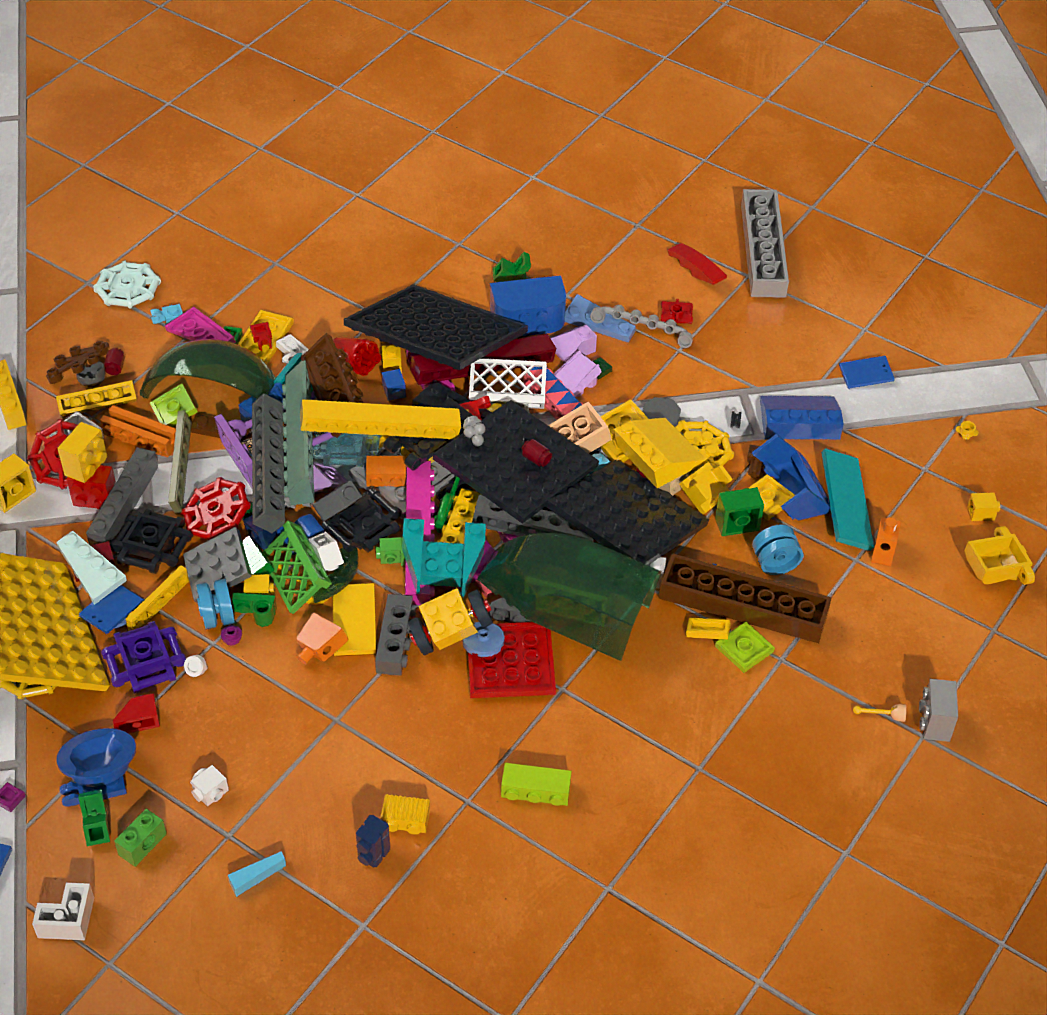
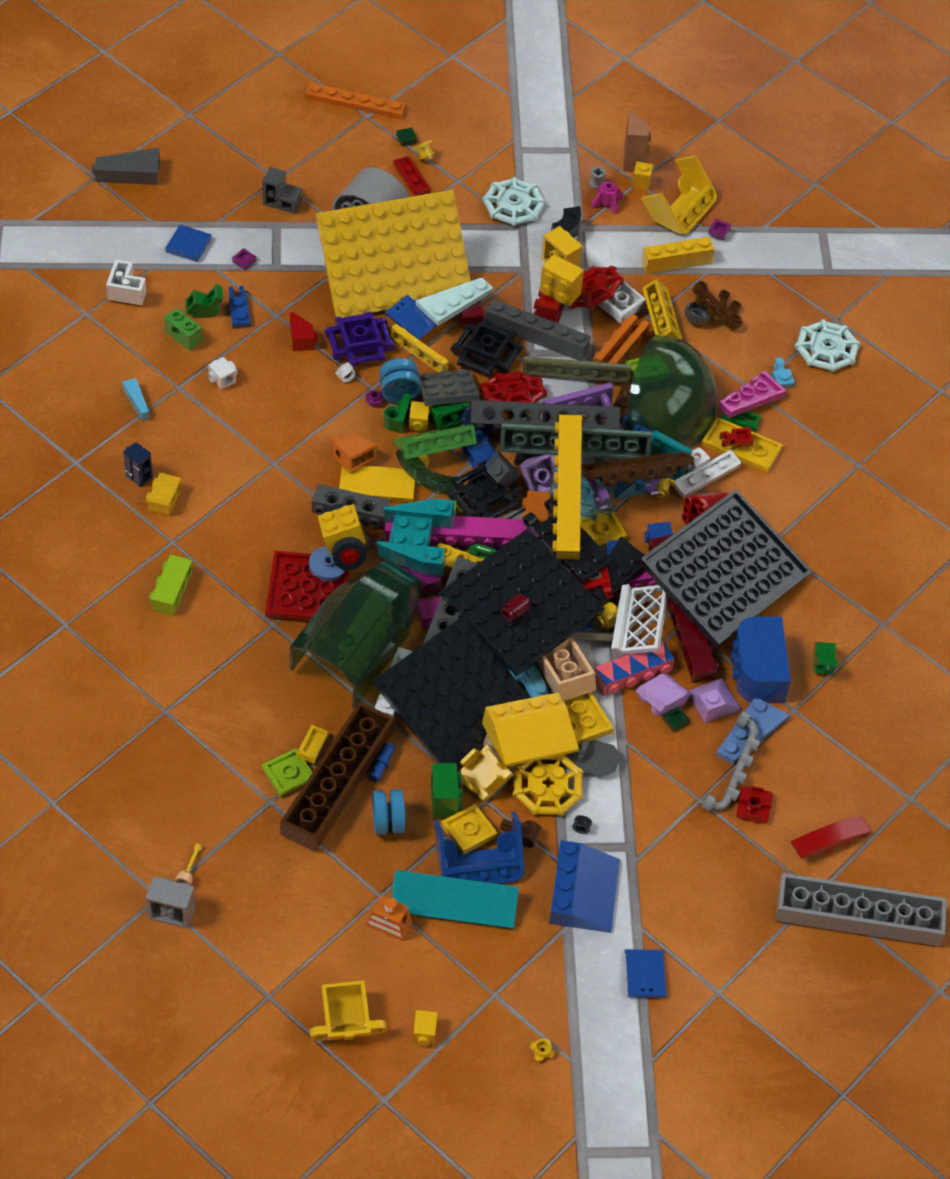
camera: 95 degrees right, 5 degrees up
(97, 756) = (259, 300): blue piece -> none
(114, 361) = (715, 330): dark red brick -> none
(327, 551) = (446, 459): white brick -> none
(474, 429) = (546, 558): light grey piece -> none

